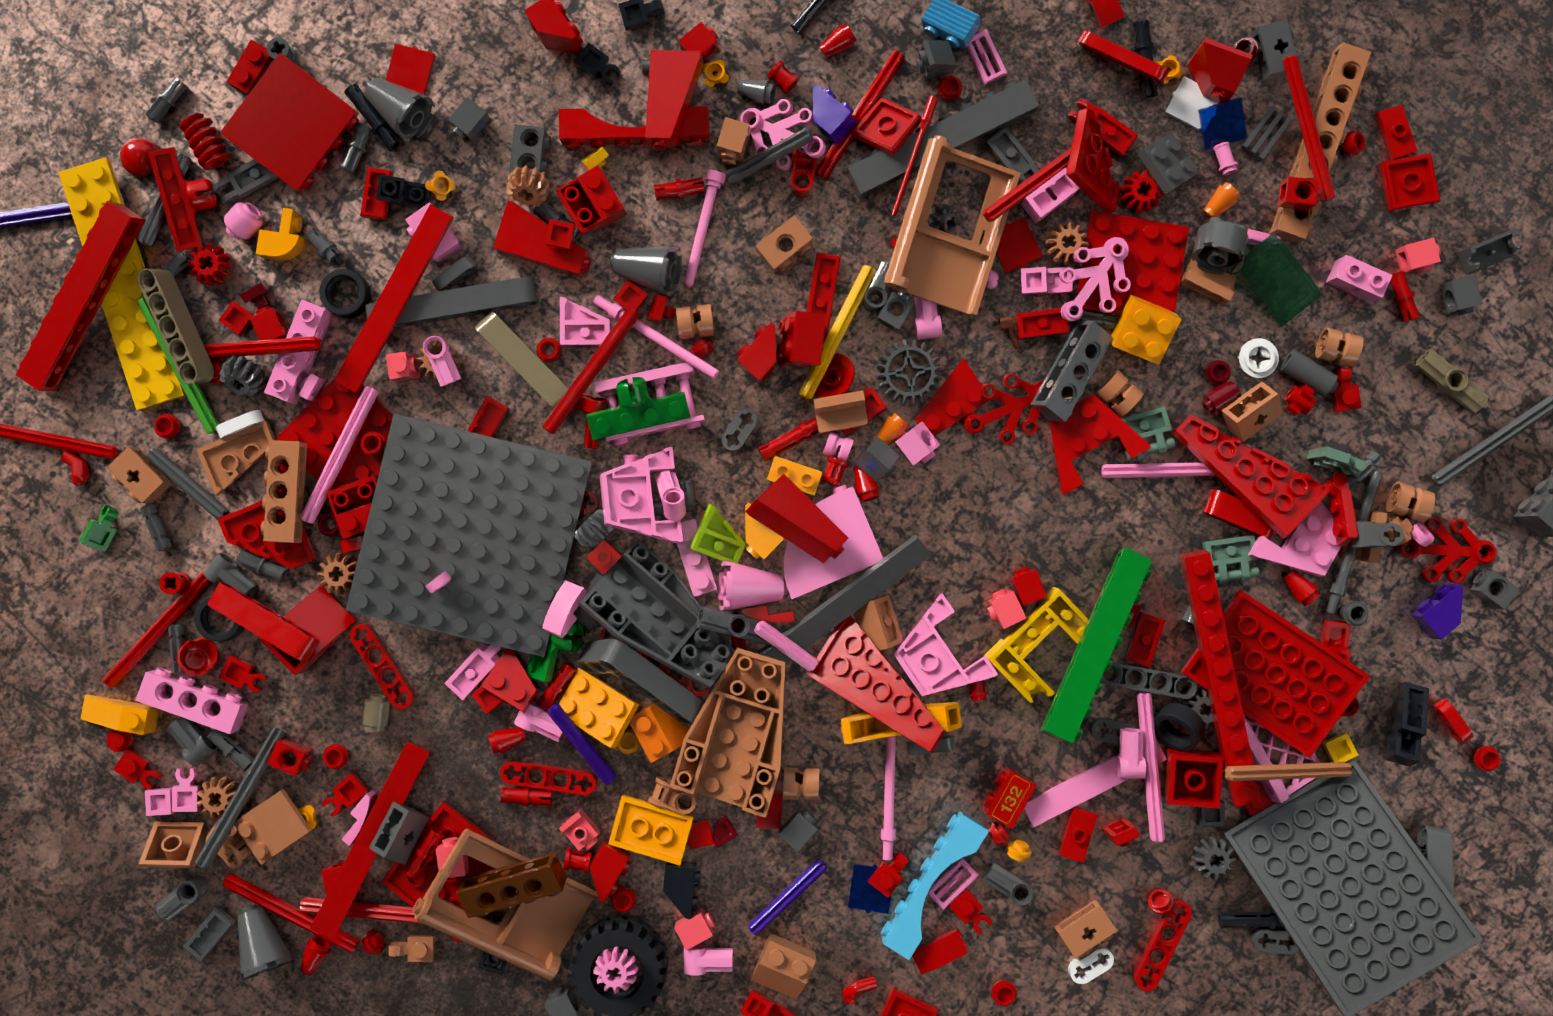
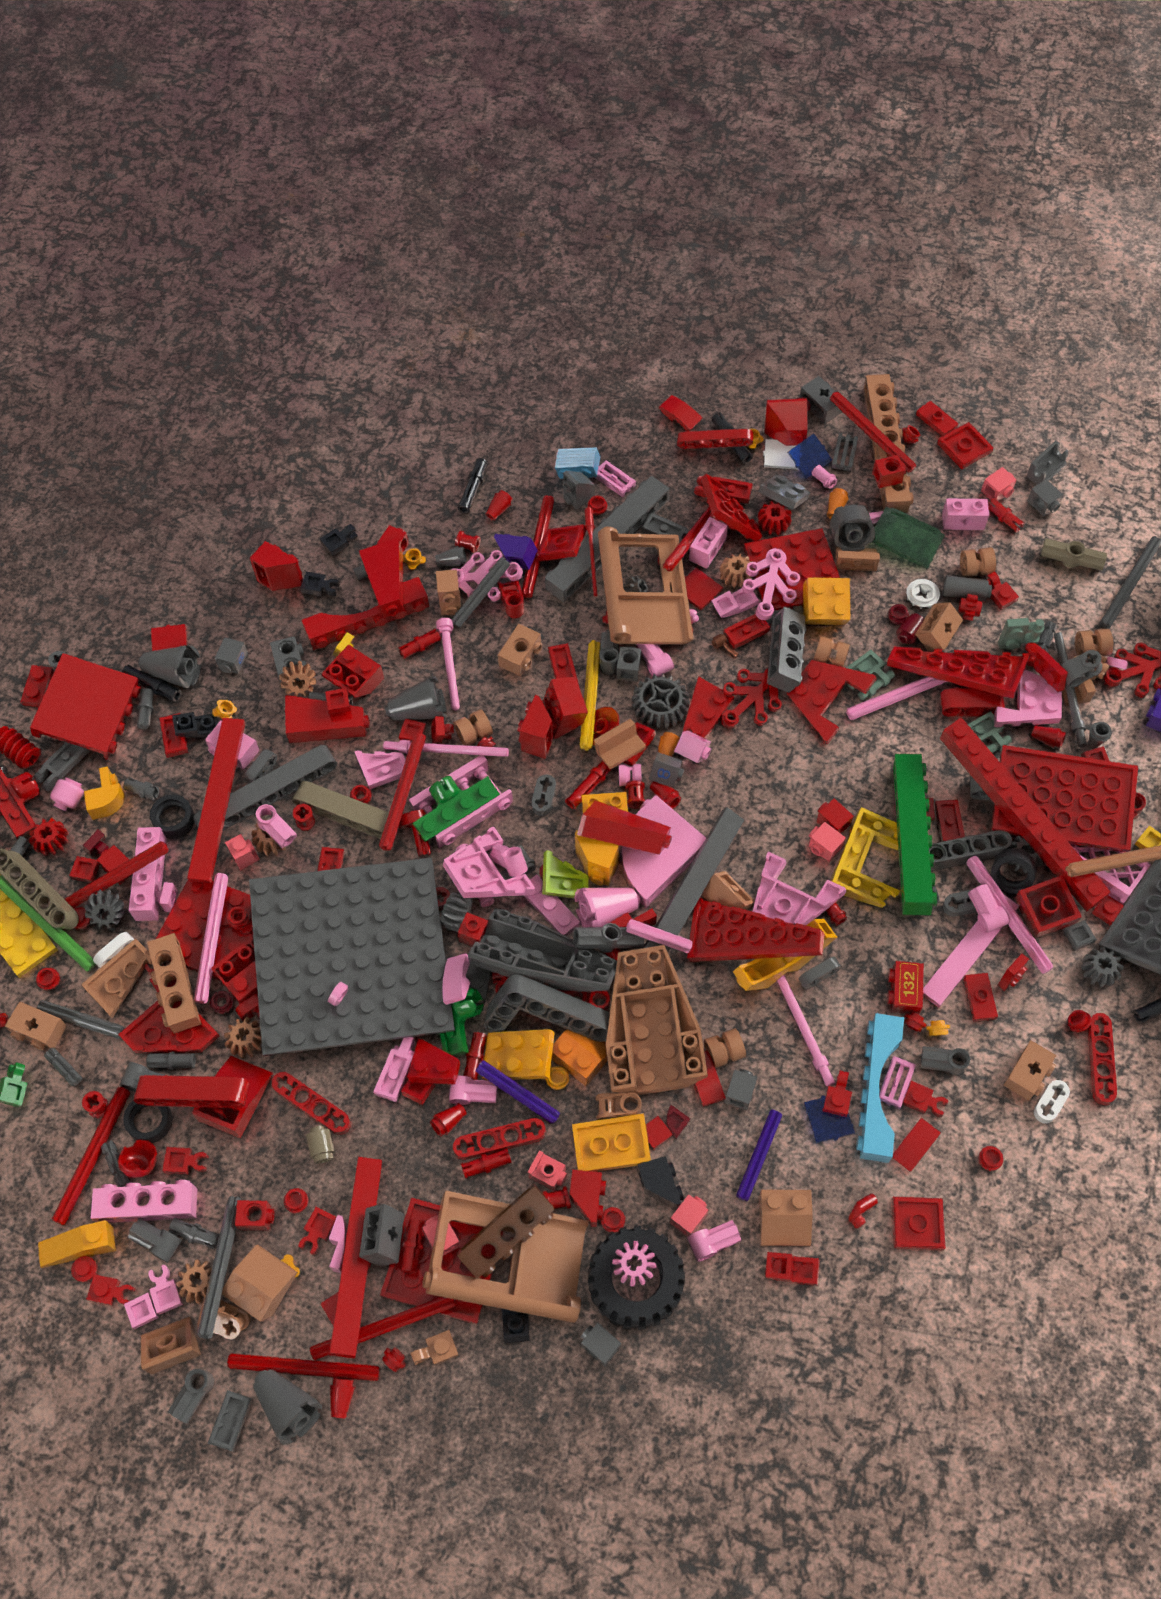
camera: 25 degrees left, 25 degrees down
(478, 346) = (298, 815): none -> red bush

